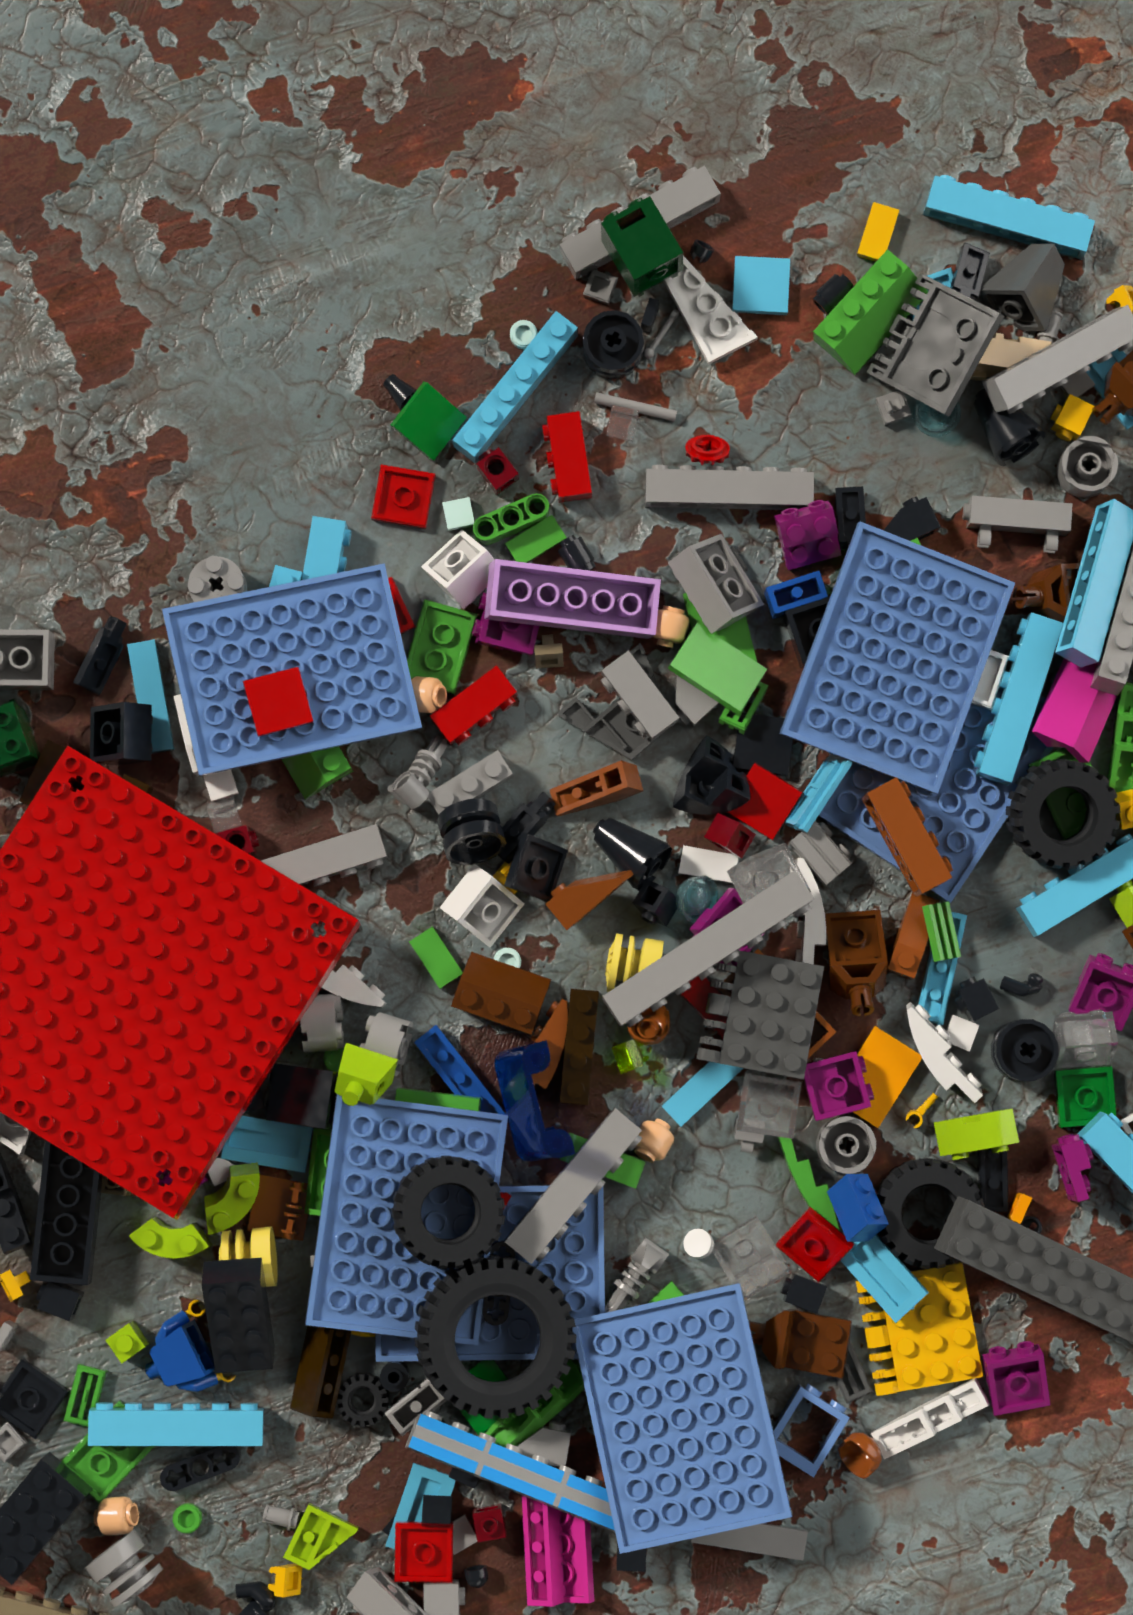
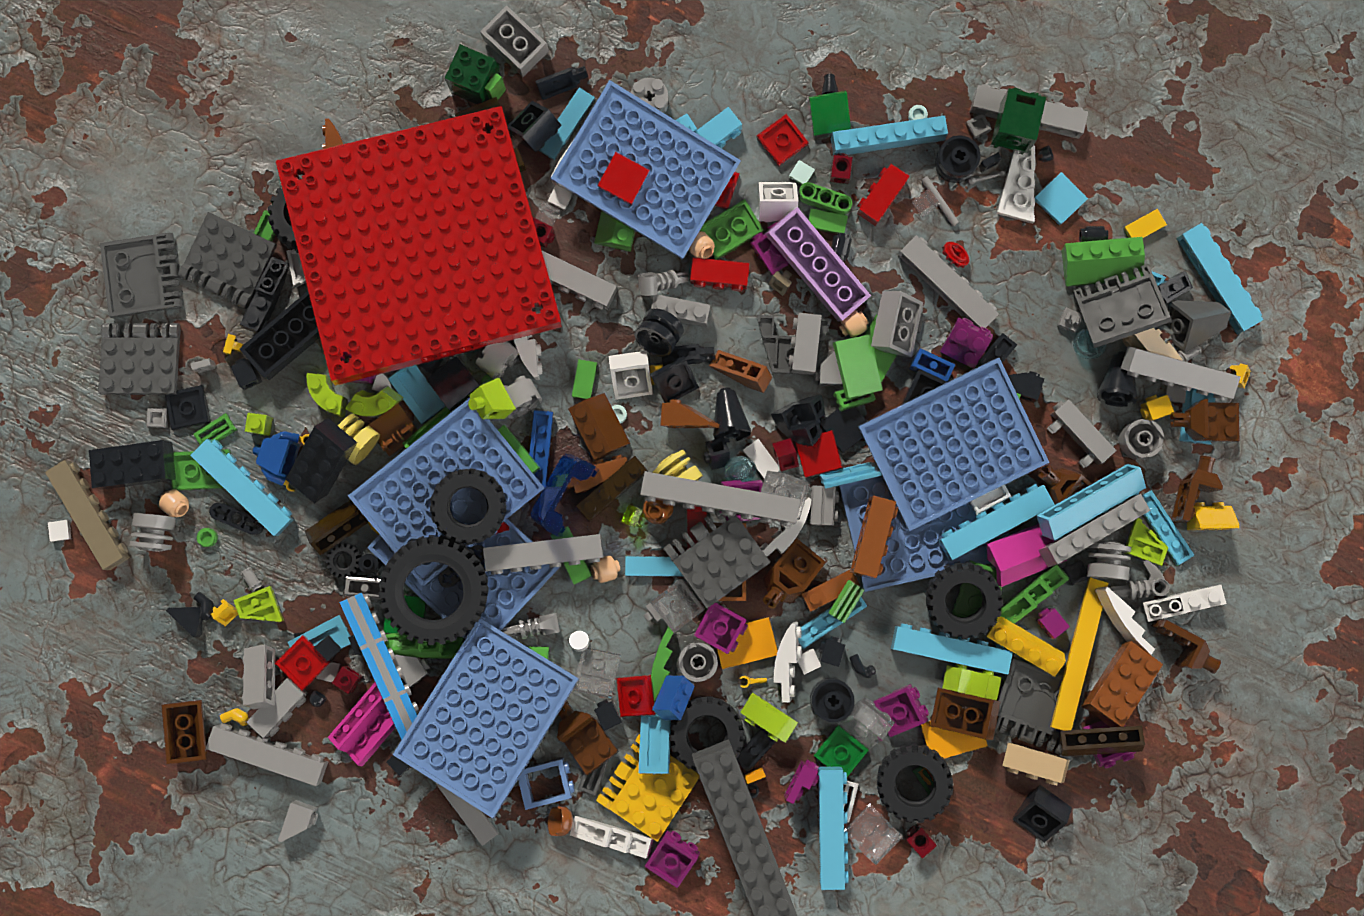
camera: 45 degrees right, 0 degrees up
(37, 730) = (495, 87): none -> bright green tile

